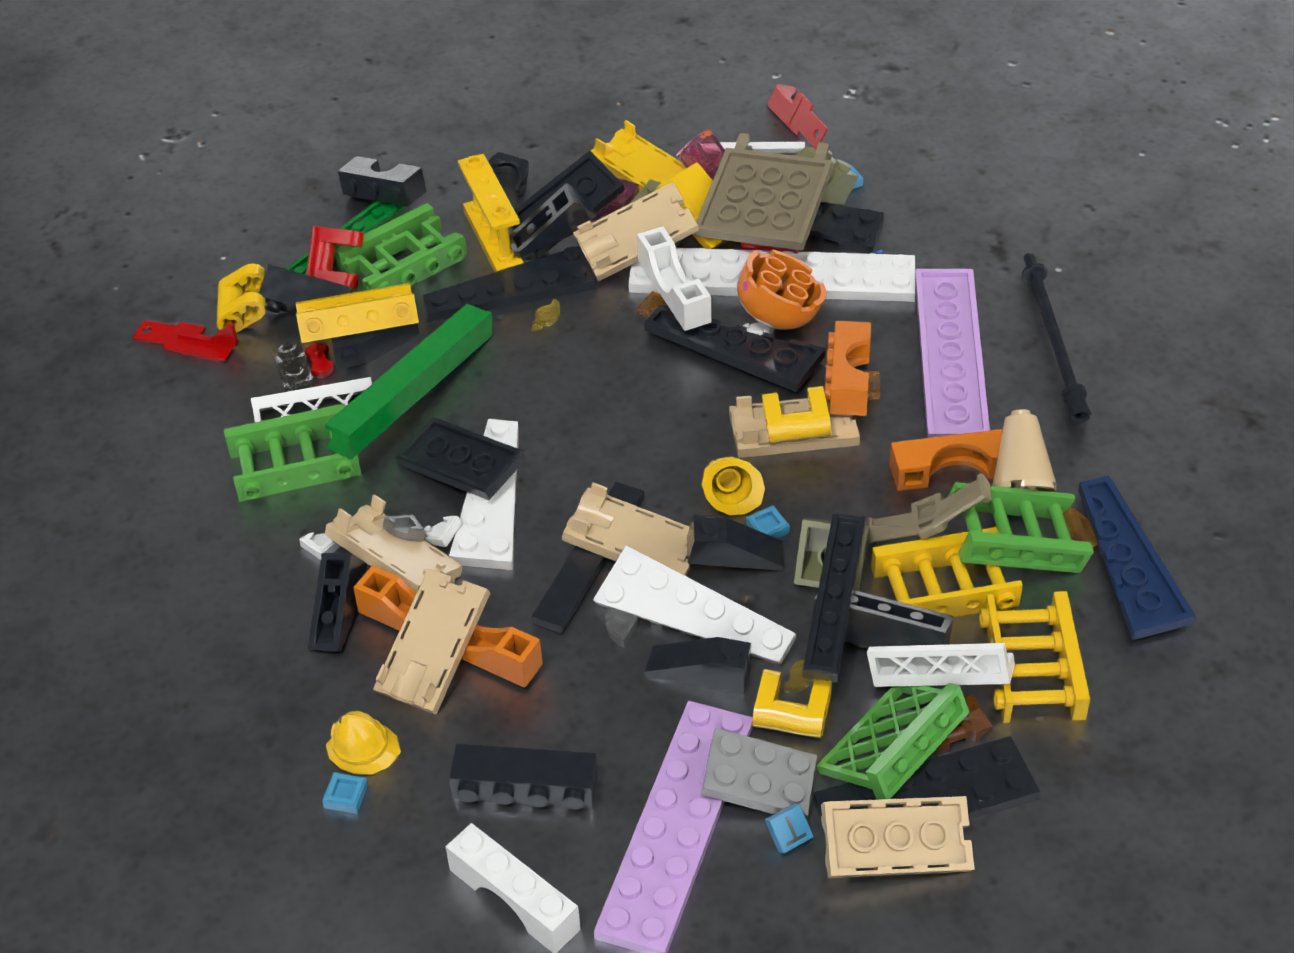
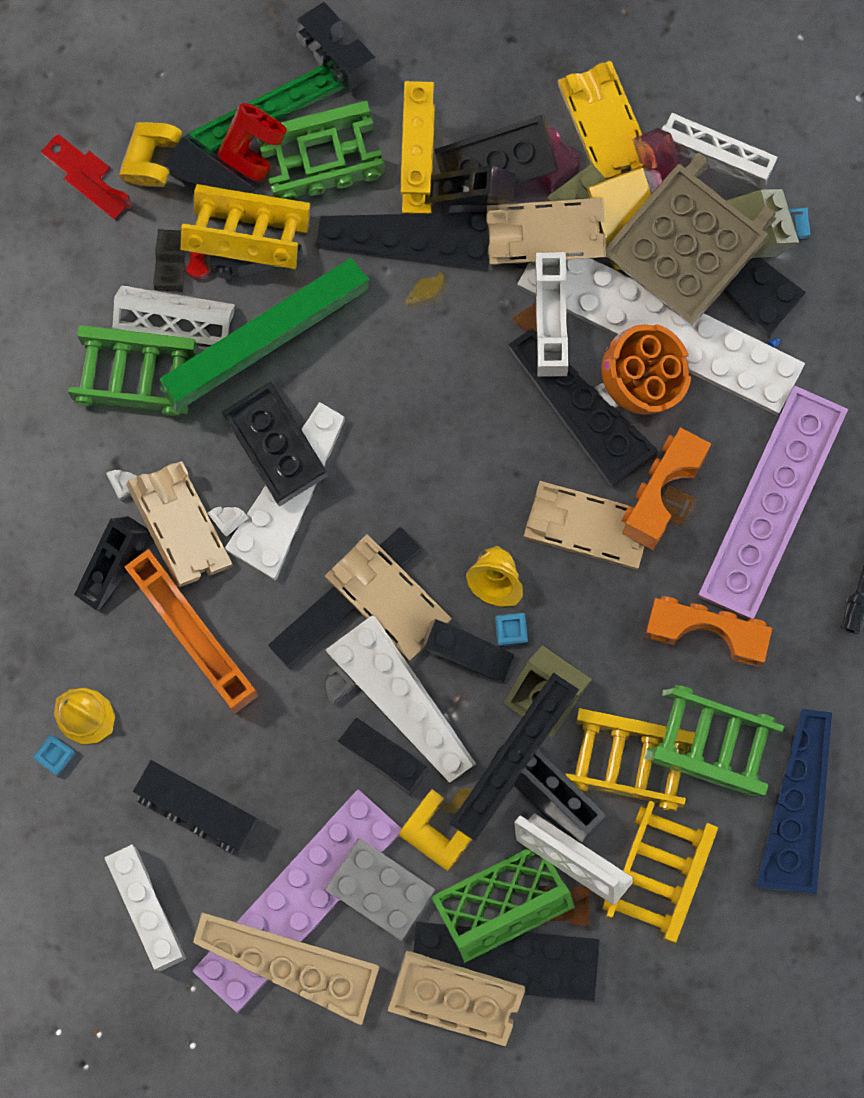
camera: 25 degrees right, 30 degrees up
(404, 527) = (196, 504): flat silver tile -> none
(429, 641) = (171, 644): tan piece -> none
(510, 164) = (480, 75): black helmet -> none
(717, 873) = (312, 972): none -> tan wing
(789, 828) = (380, 947): dark azure tile -> none
(797, 113) = (789, 110): red piece -> none
(797, 424) = (583, 539): yellow connector -> none
(929, 514) = (643, 700): dark tan plate -> none
(1023, 455) = (754, 677): tan cone -> none
(1079, 527) = (774, 758): clear orange tile -> none

